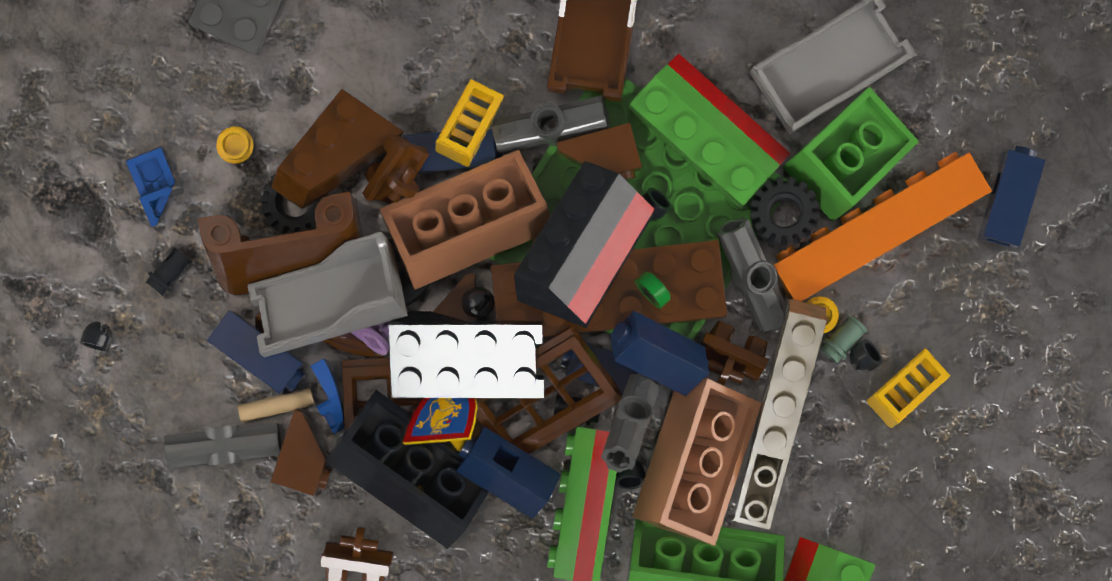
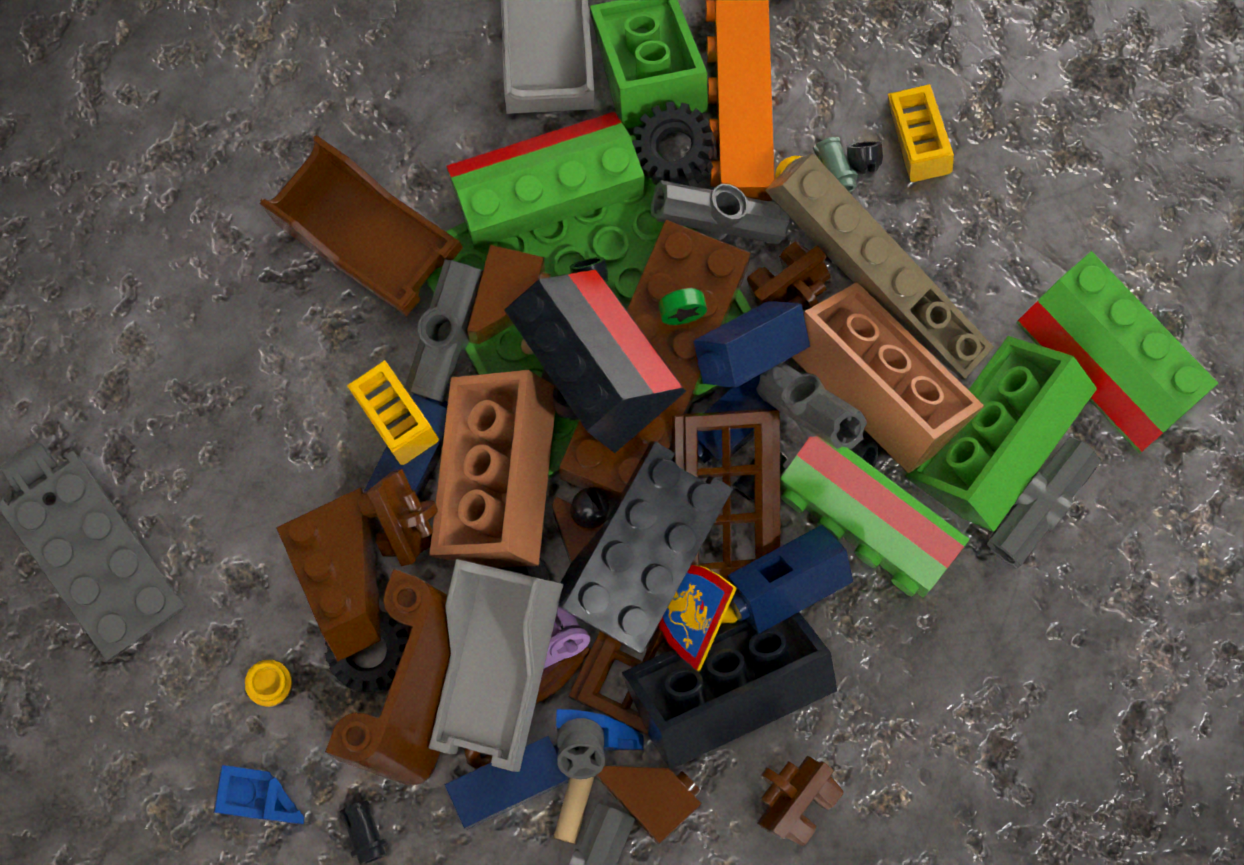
camera: 65 degrees left, 10 degrees down
(304, 391) = (580, 748): none -> dark grey wheel

